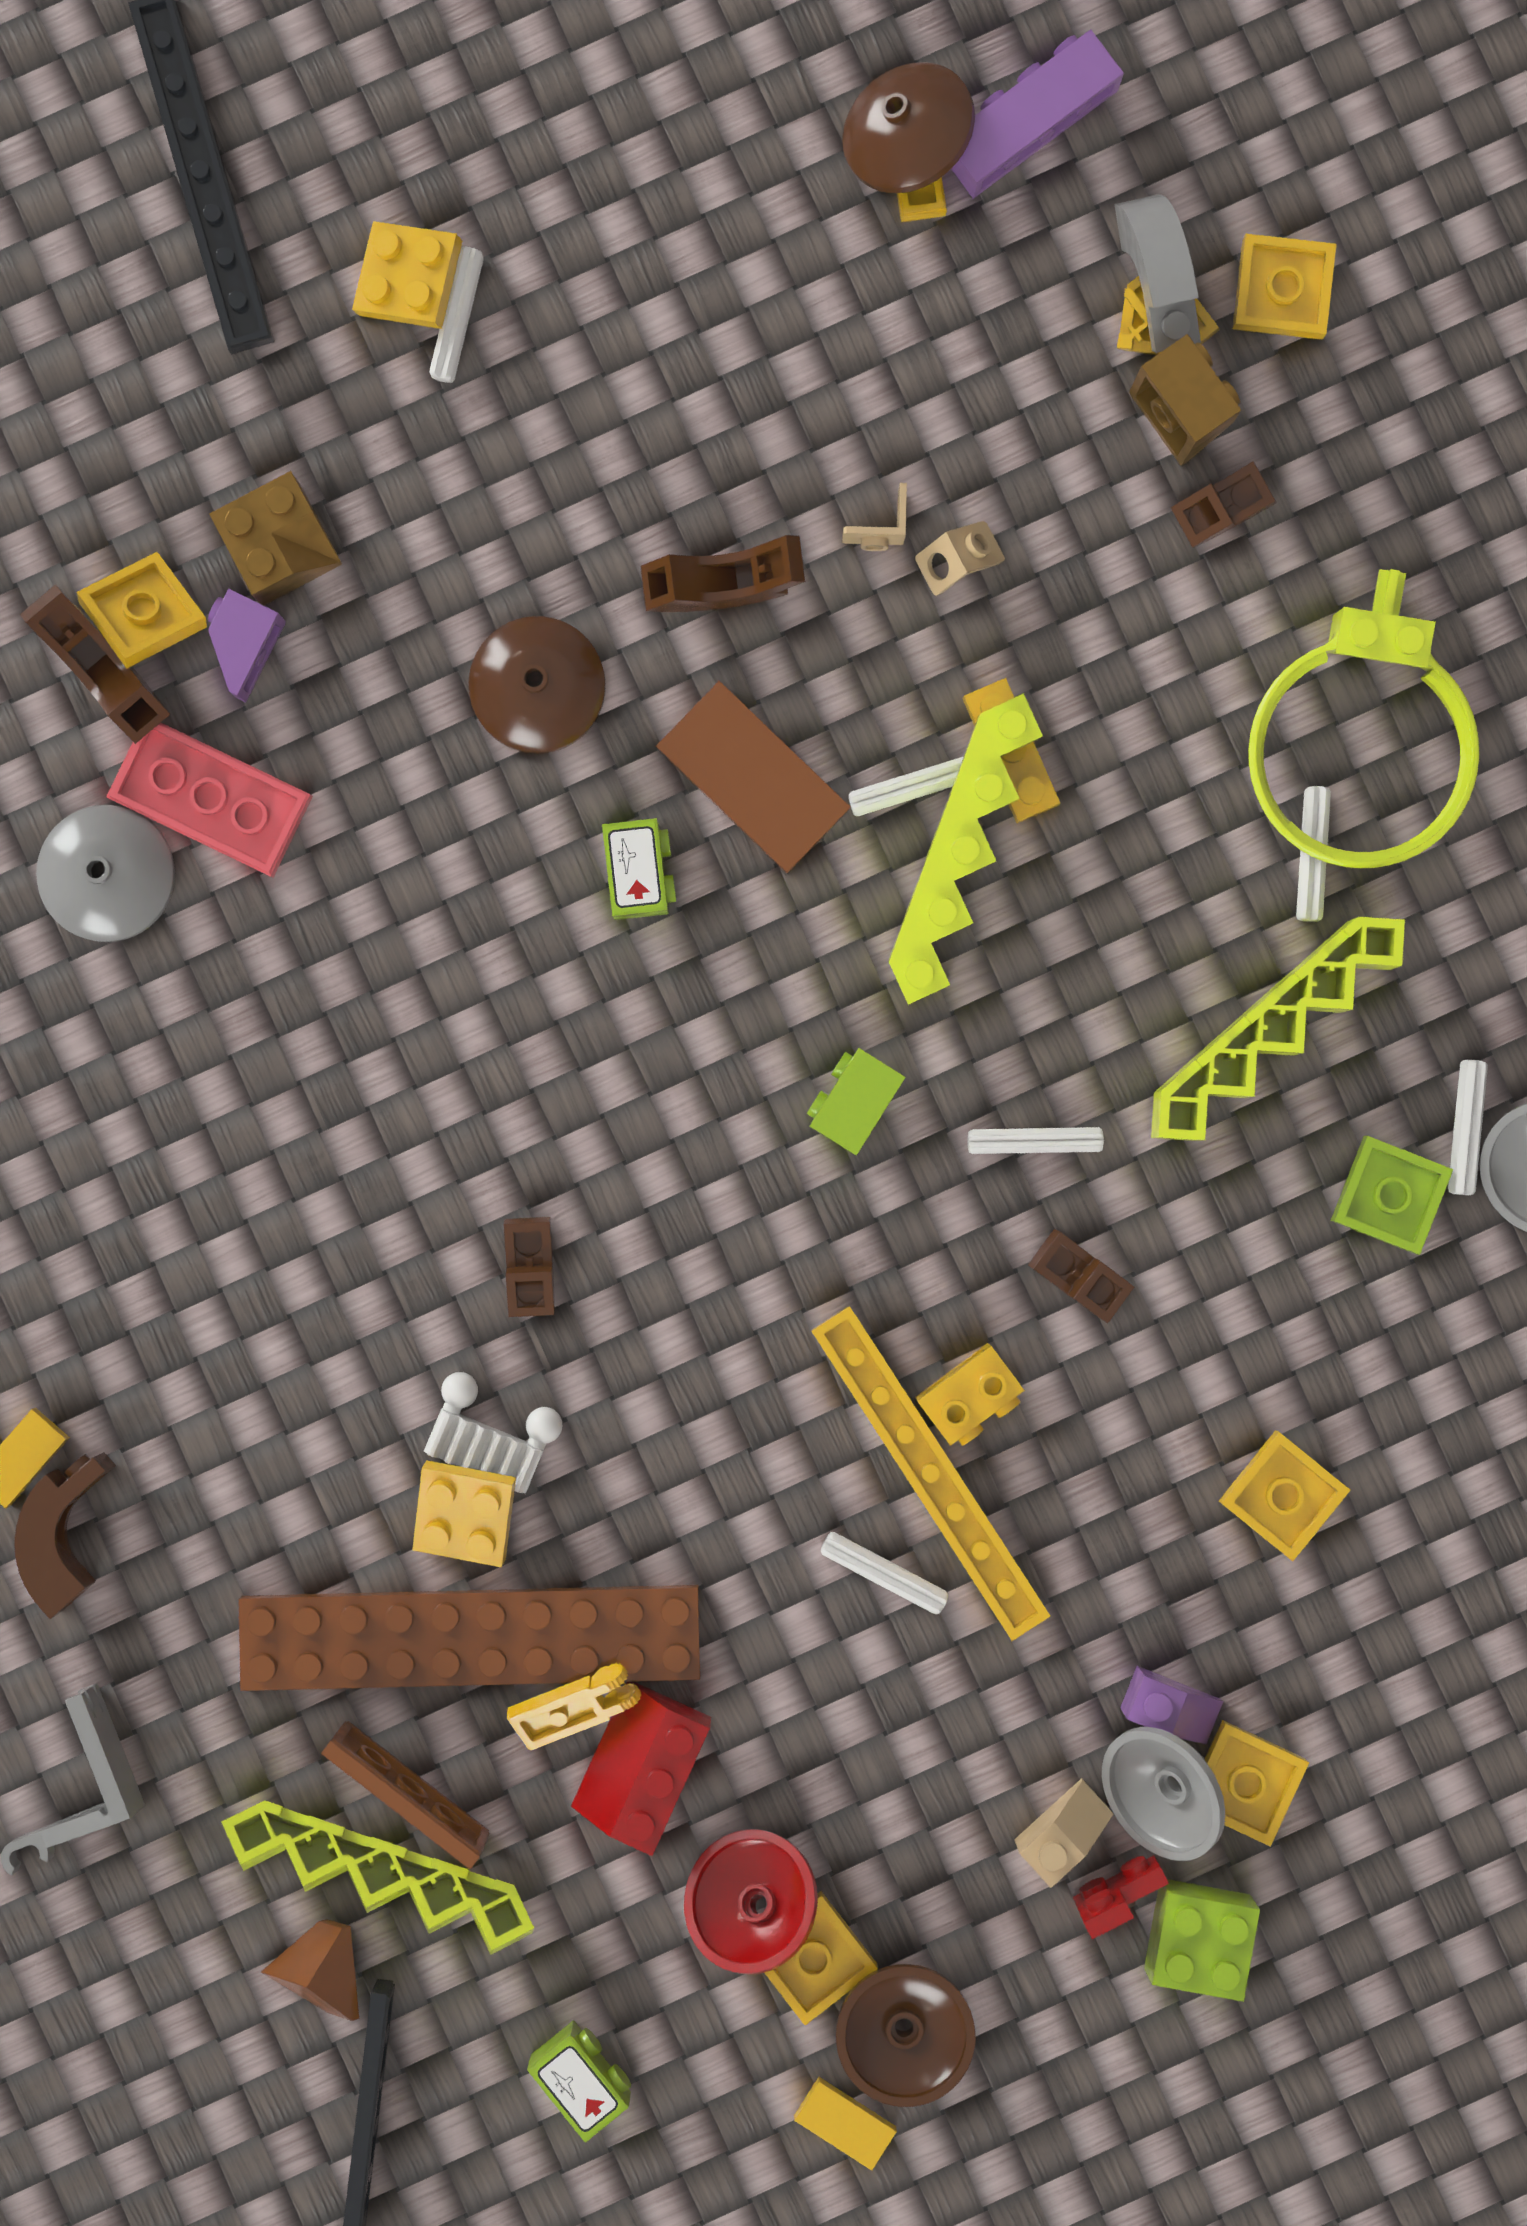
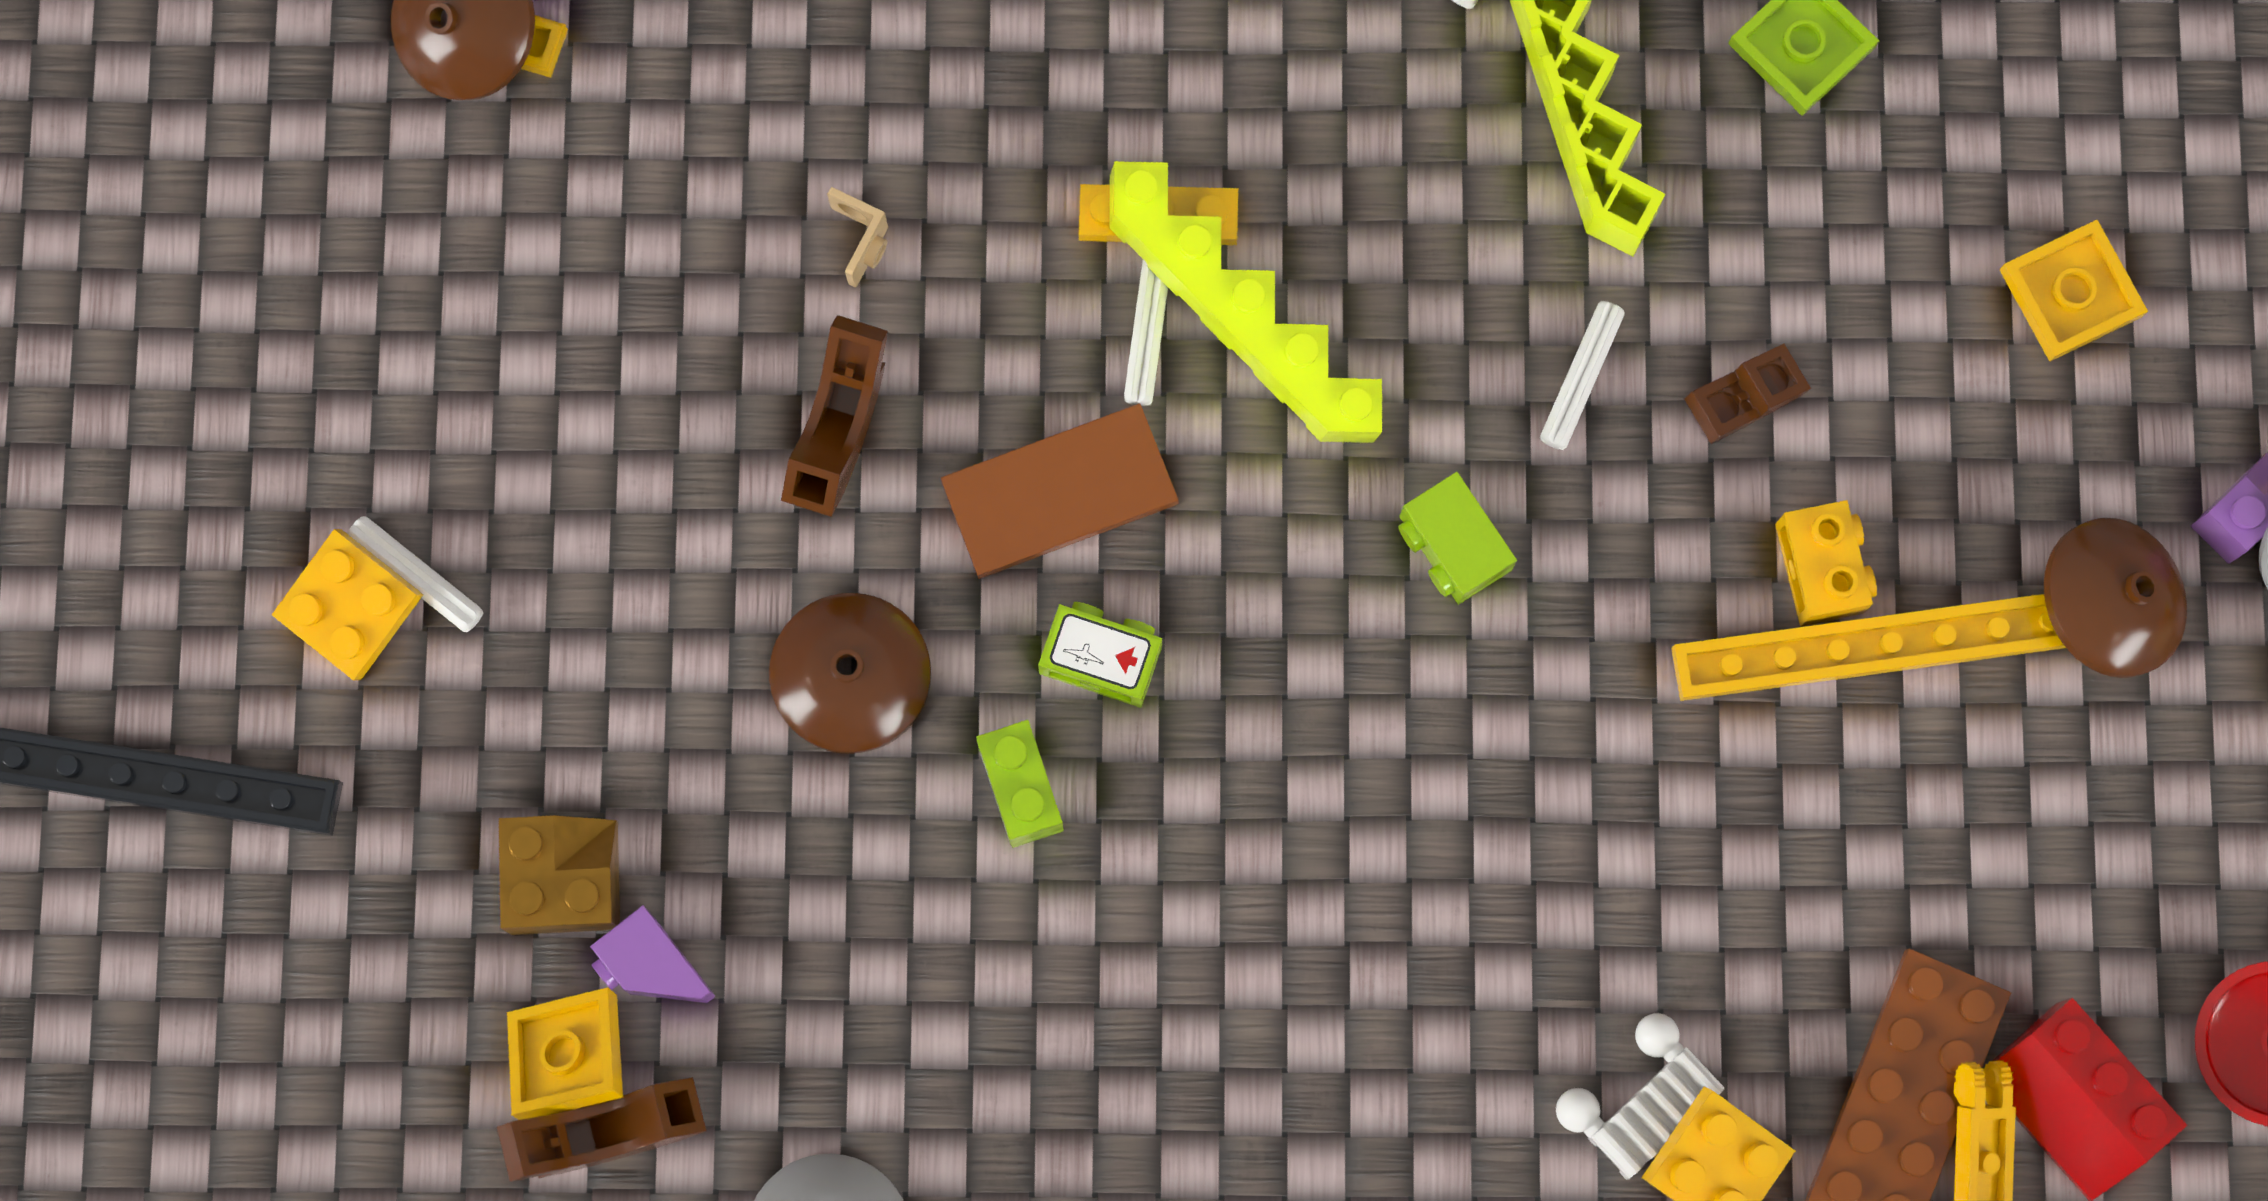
camera: 65 degrees left, 10 degrees down
(210, 797) = (801, 1081): coral tile -> none
(507, 854) = (1020, 783): none -> lime brick
(529, 1267) = (1476, 970): reddish brown slope -> none
(884, 1573) = (1978, 742): white axle -> none
(966, 551) = (927, 161): tan bracket -> none
(1036, 1614) = (2096, 599): none -> reddish brown dish

